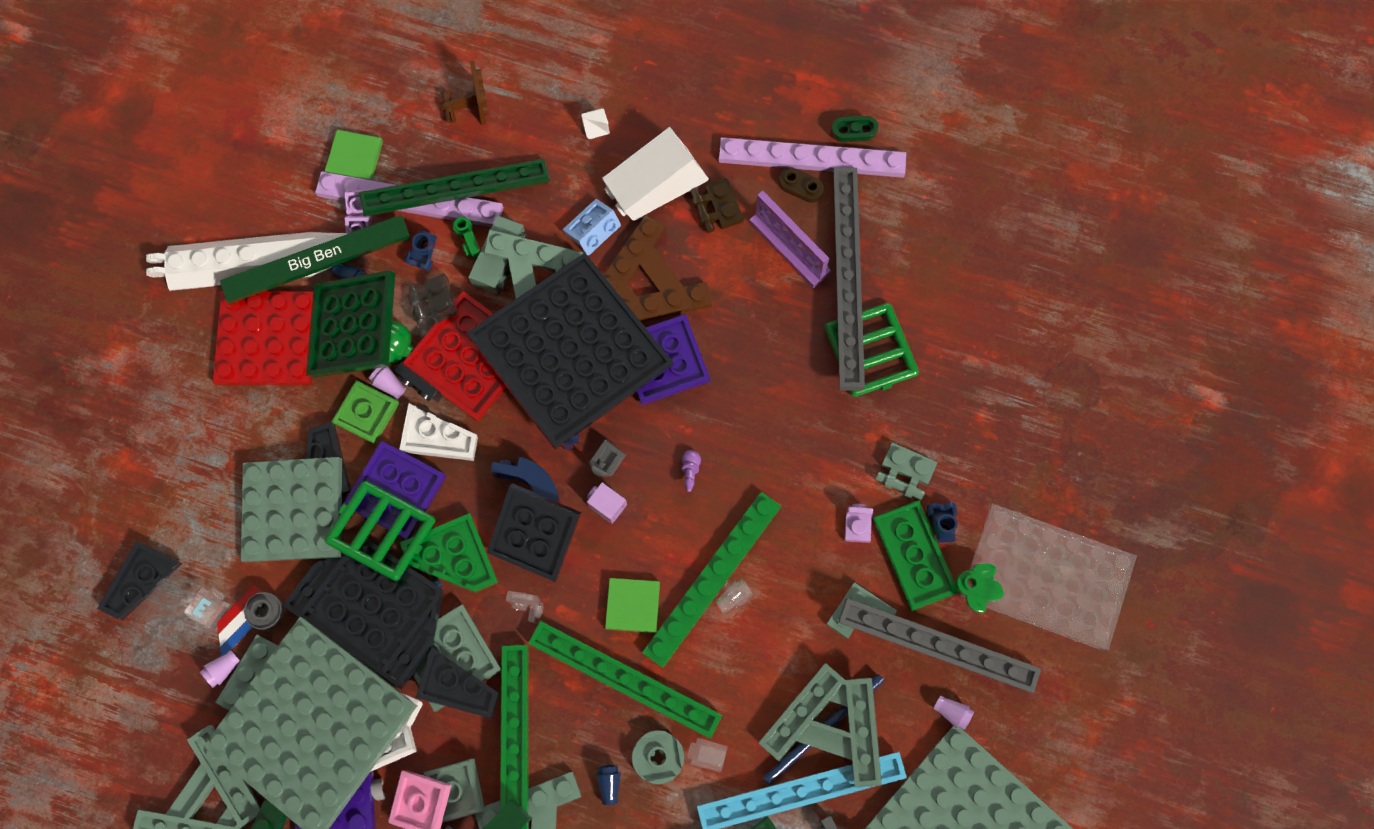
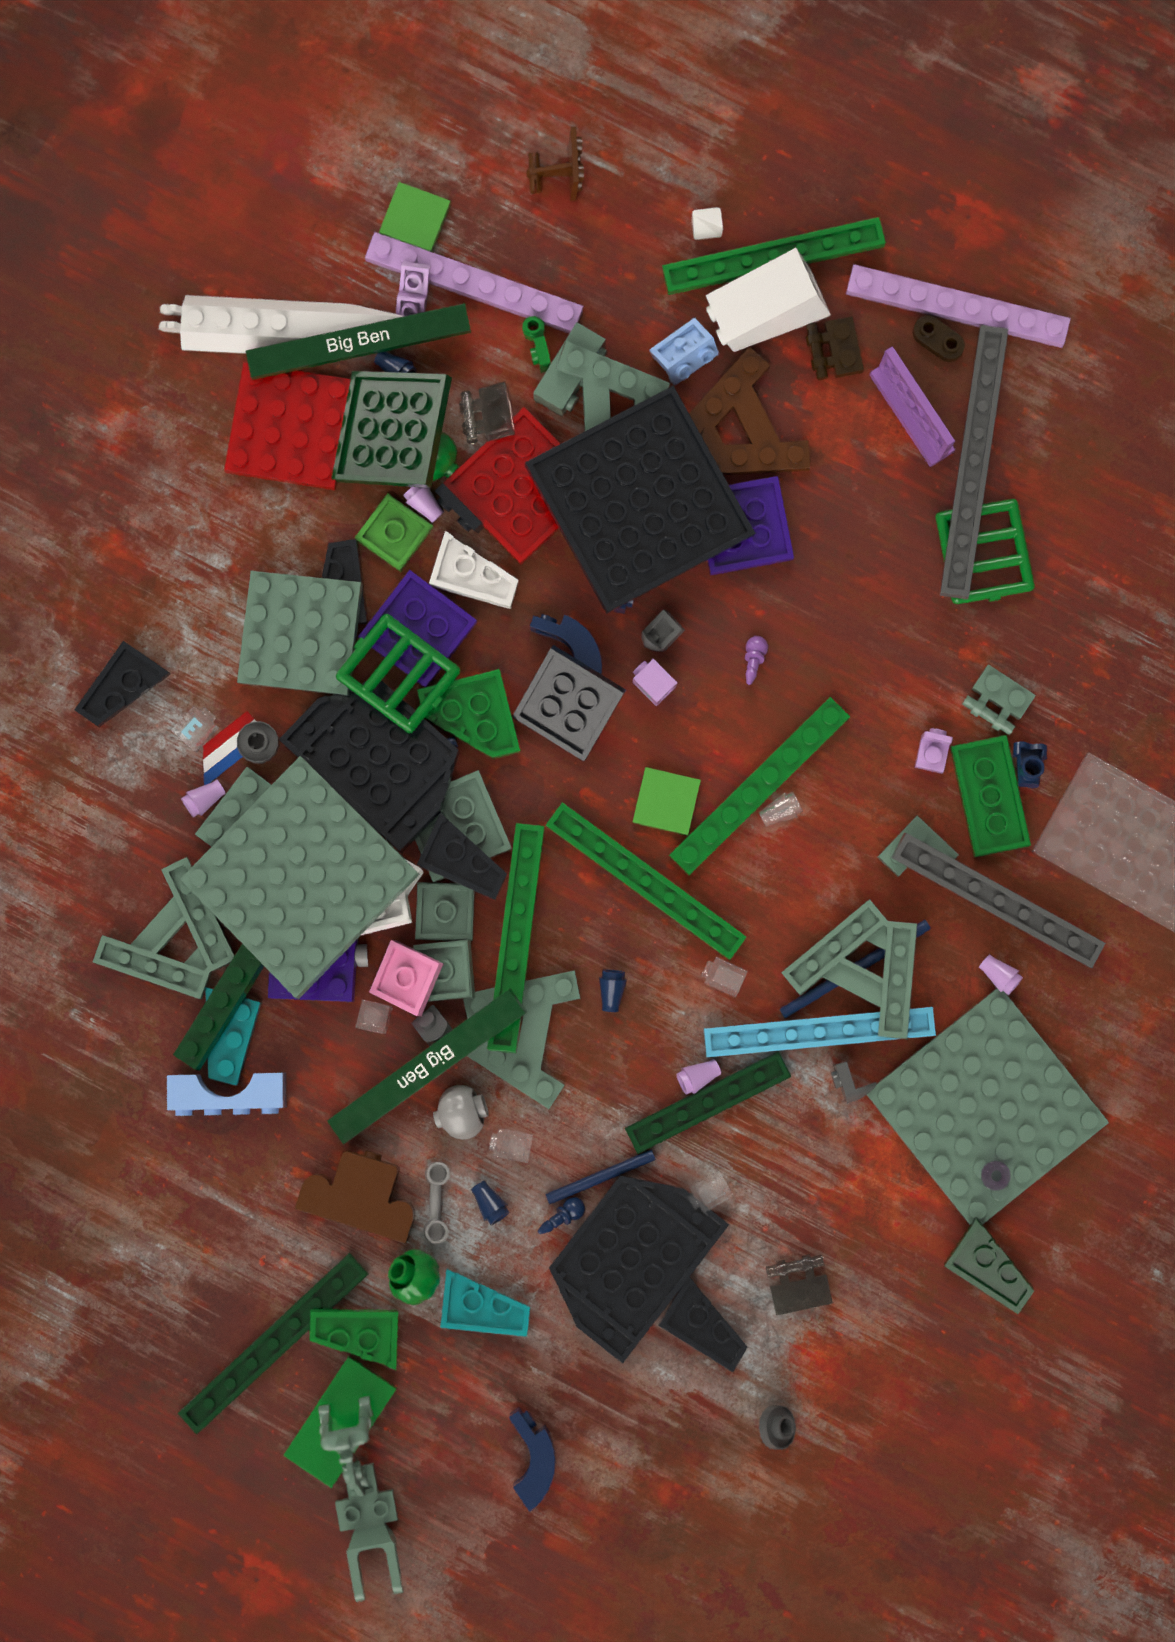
camera: 10 degrees right, 10 degrees up
(418, 256) = (477, 355): dark blue plate -> none
(448, 737) = (444, 912): none -> sand green tile
(453, 187) = (530, 278): dark green tile -> none
(521, 601) = (544, 777): clear bracket -> none
(648, 769) = (680, 958): sand green plate -> none
(686, 128) = (735, 263): none -> green plate
(853, 127) = (1013, 276): dark green plate -> none
(983, 588) = (1059, 845): green plate -> none

